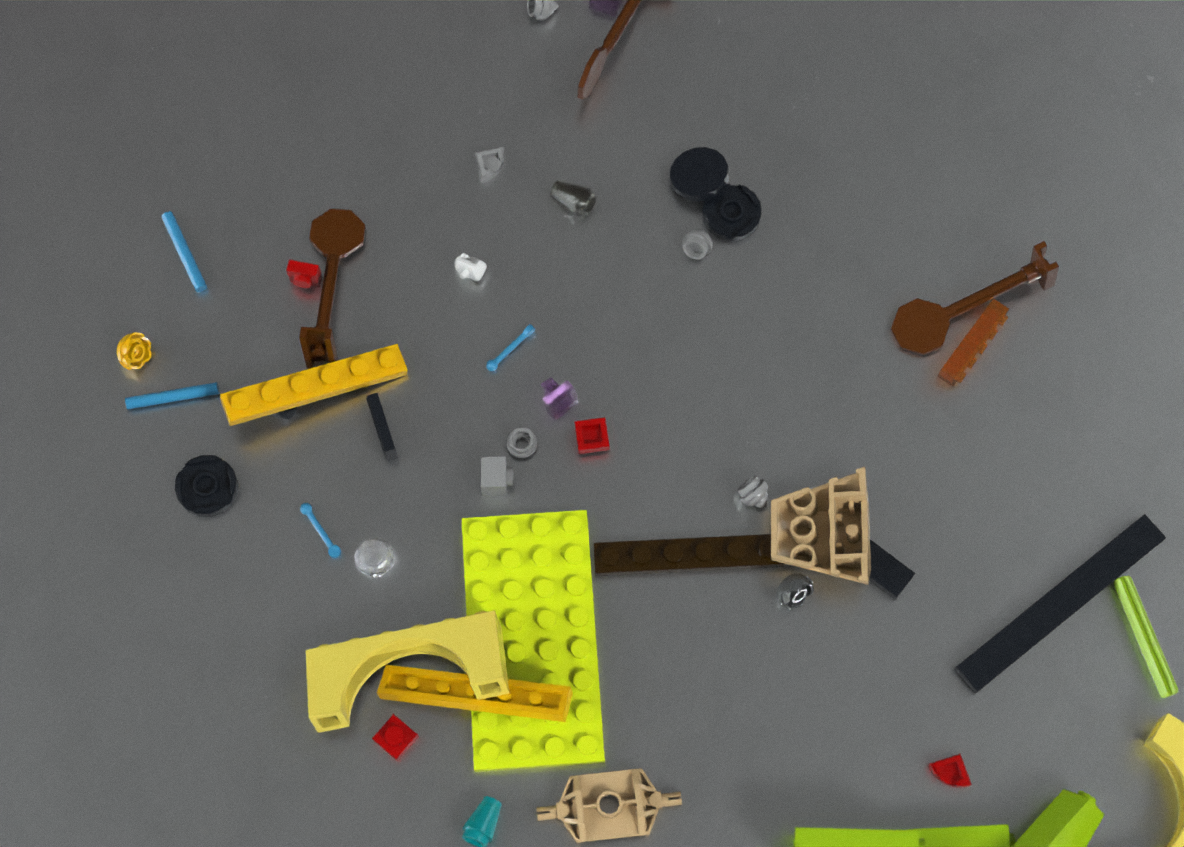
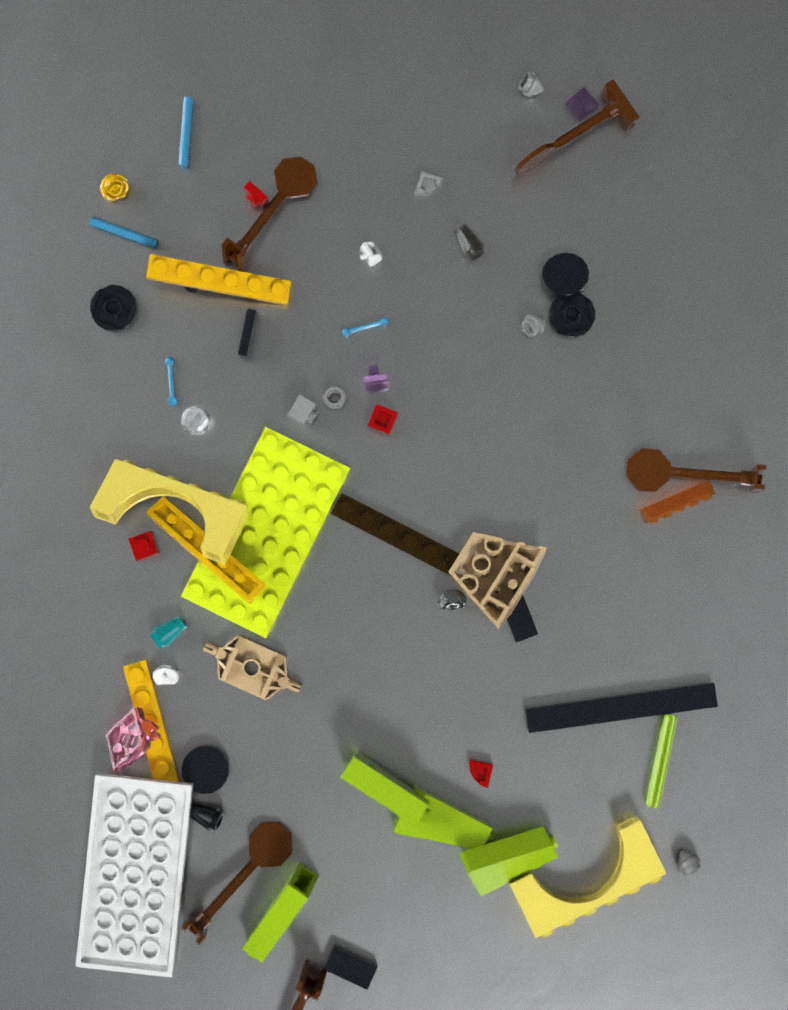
camera: 30 degrees right, 15 degrees up
(754, 492) = (466, 519): light grey plate -> none

